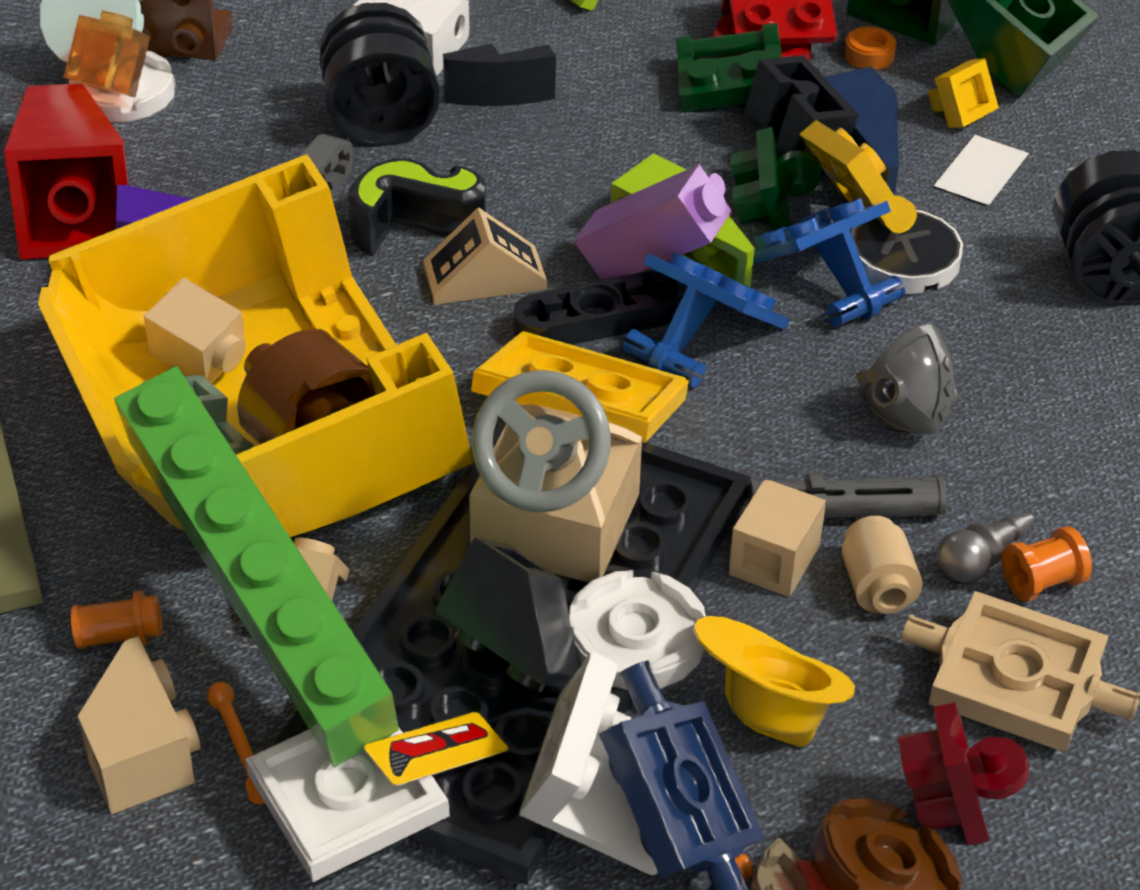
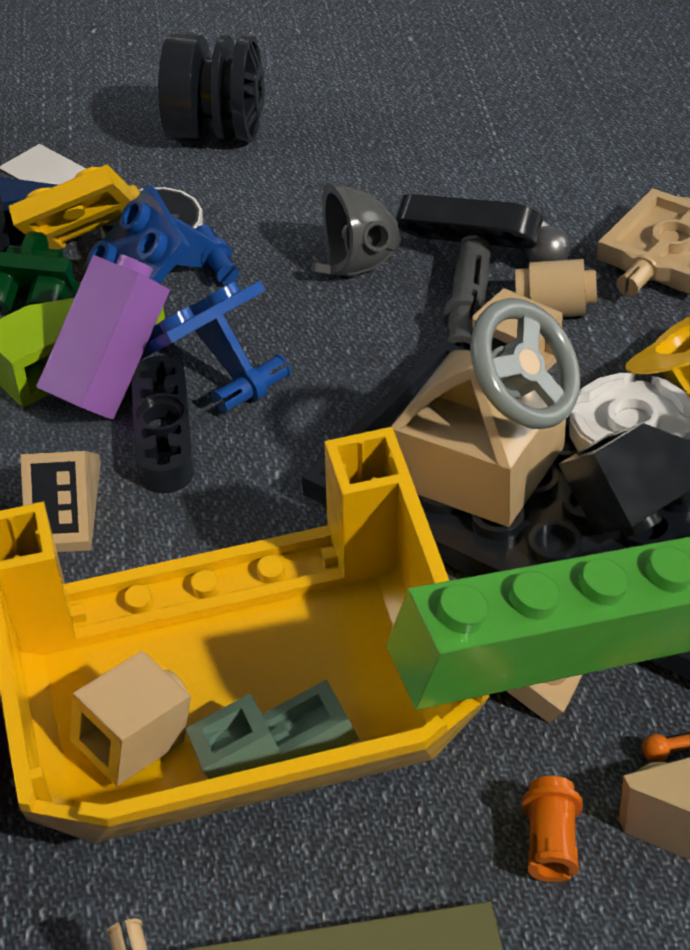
camera: 75 degrees left, 0 degrees up
(299, 383) = (309, 602): reddish brown brick -> none
(628, 392) = (283, 436): yellow tile -> none
(963, 472) = (456, 218): none -> black beam
(1046, 563) = (573, 202): orange bush -> none

